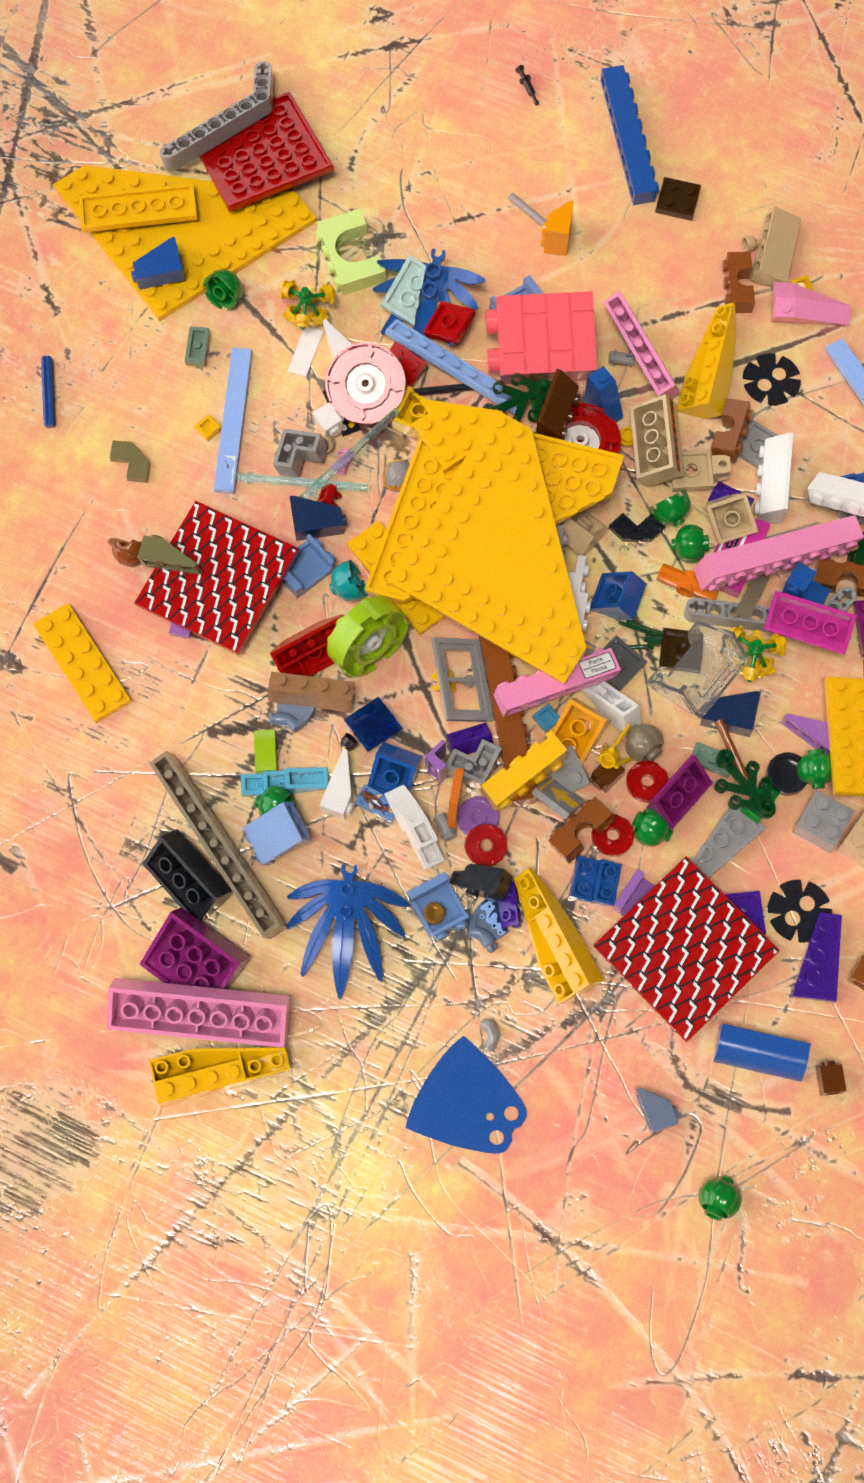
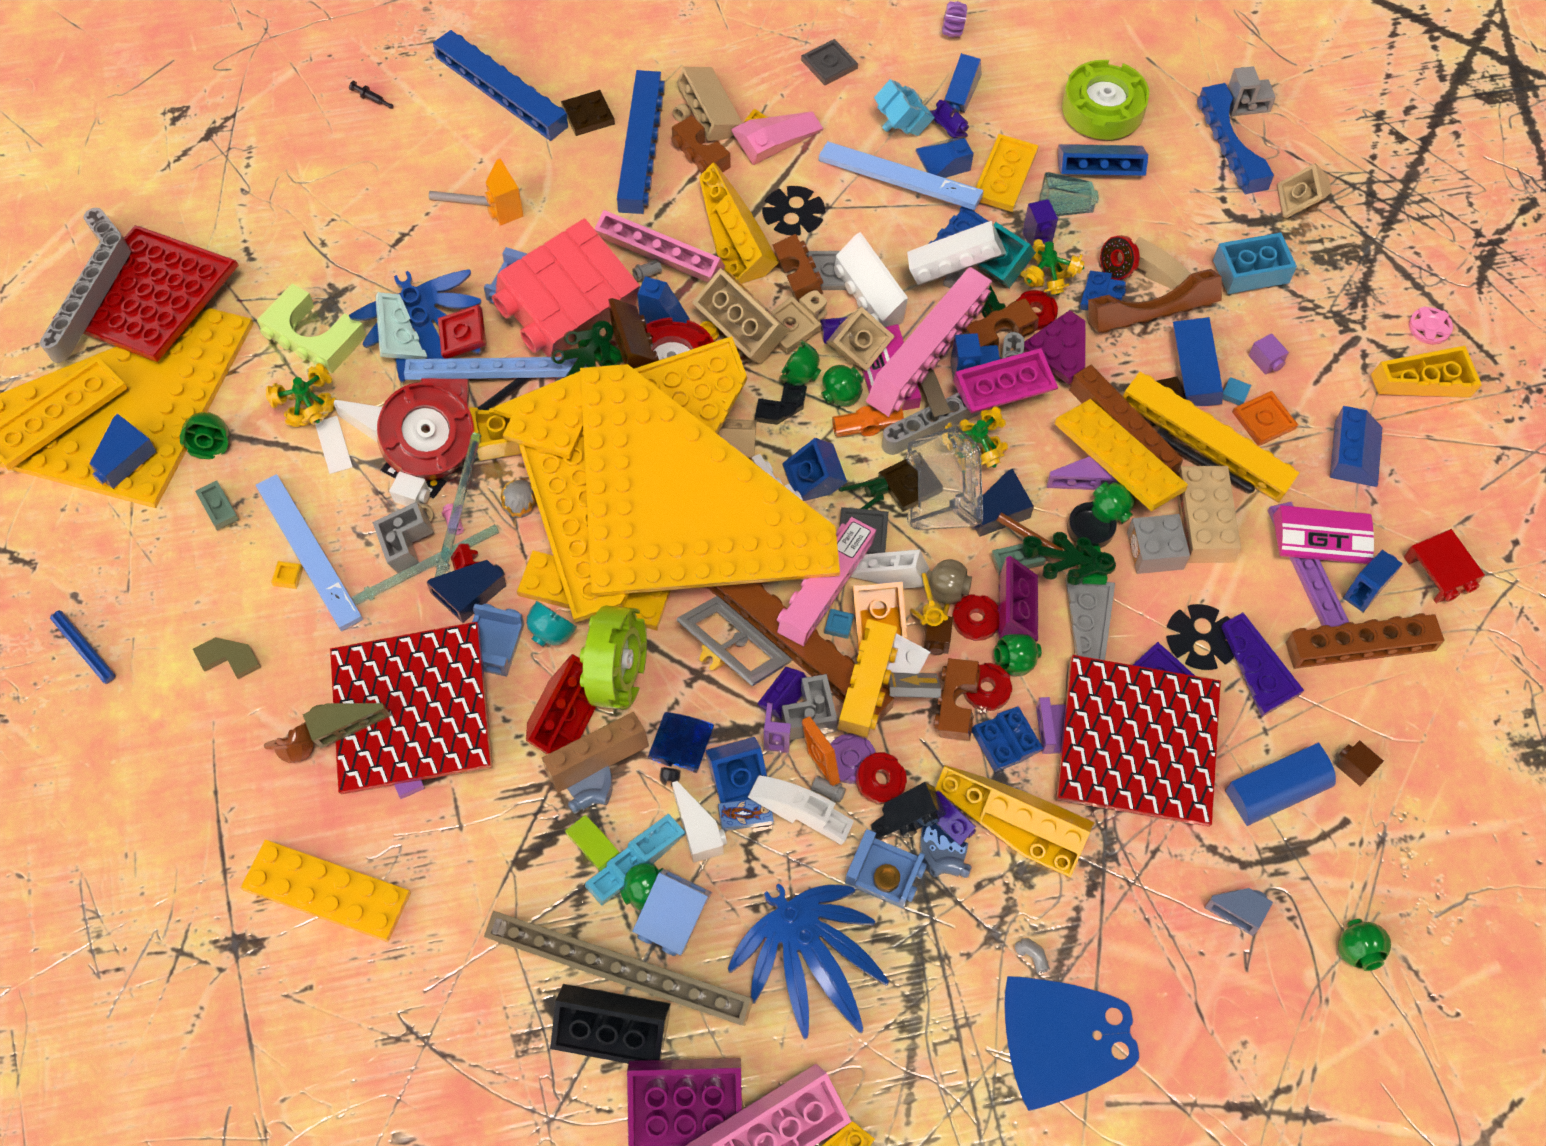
camera: 40 degrees left, 10 degrees down
(697, 248) = (639, 142): none -> blue brick

